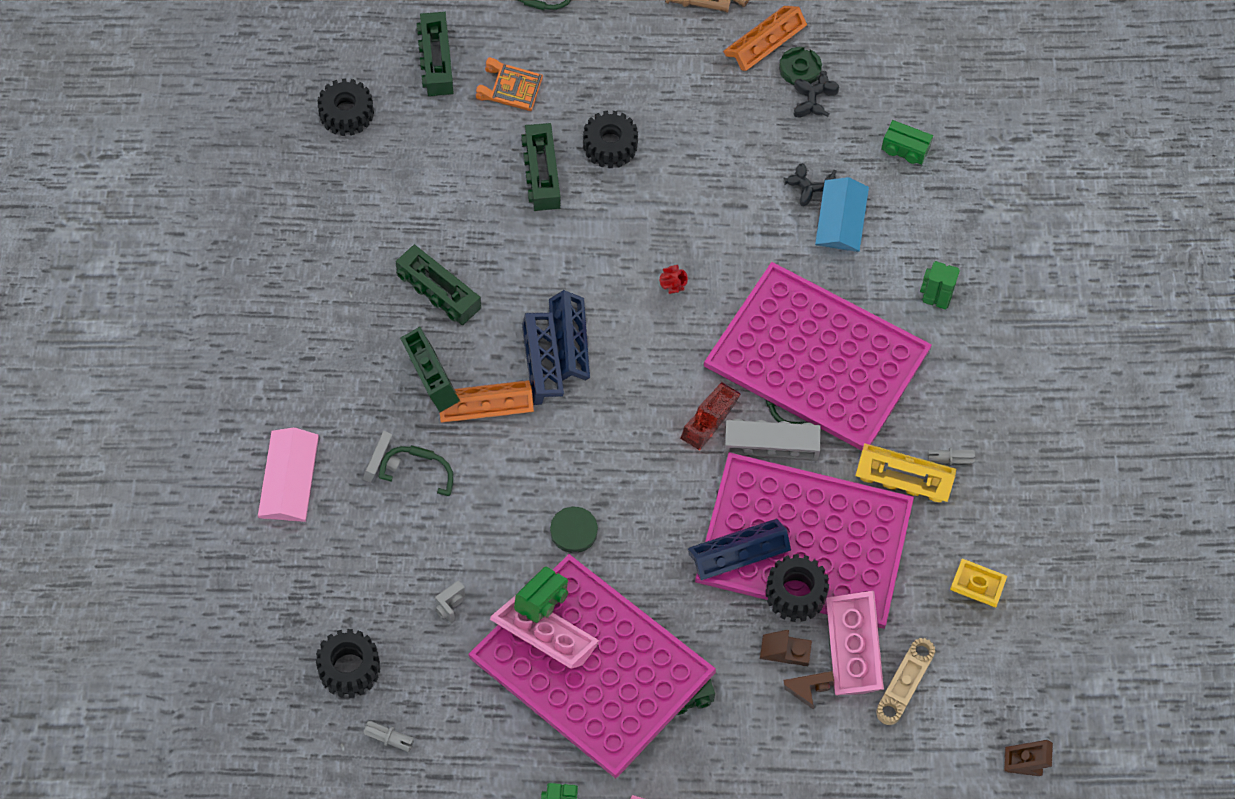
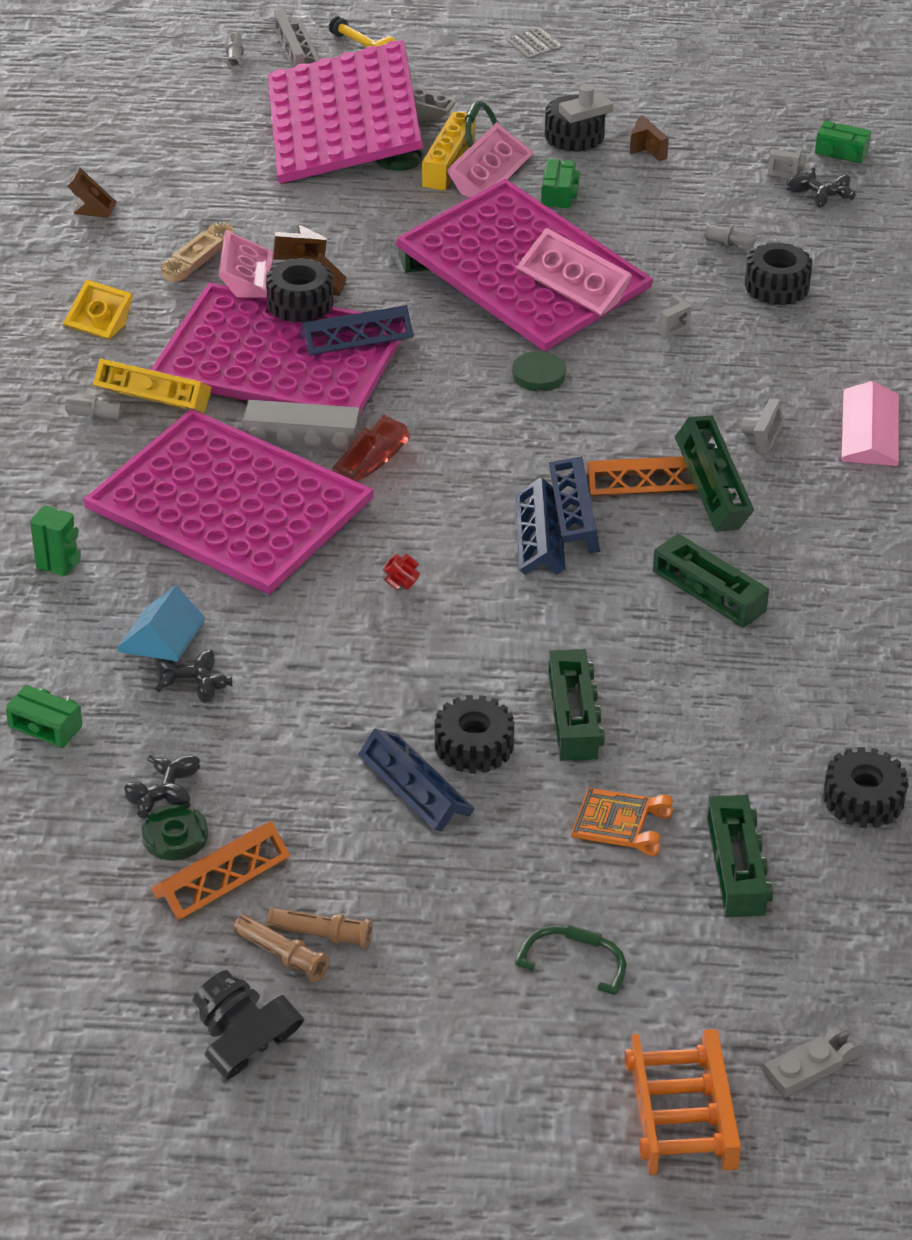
camera: 175 degrees left, 20 degrees down
(419, 452) = (727, 429): dark green piece -> none
(541, 595) = (576, 290): green brick -> none
(653, 102) = (413, 779): none -> dark blue fence

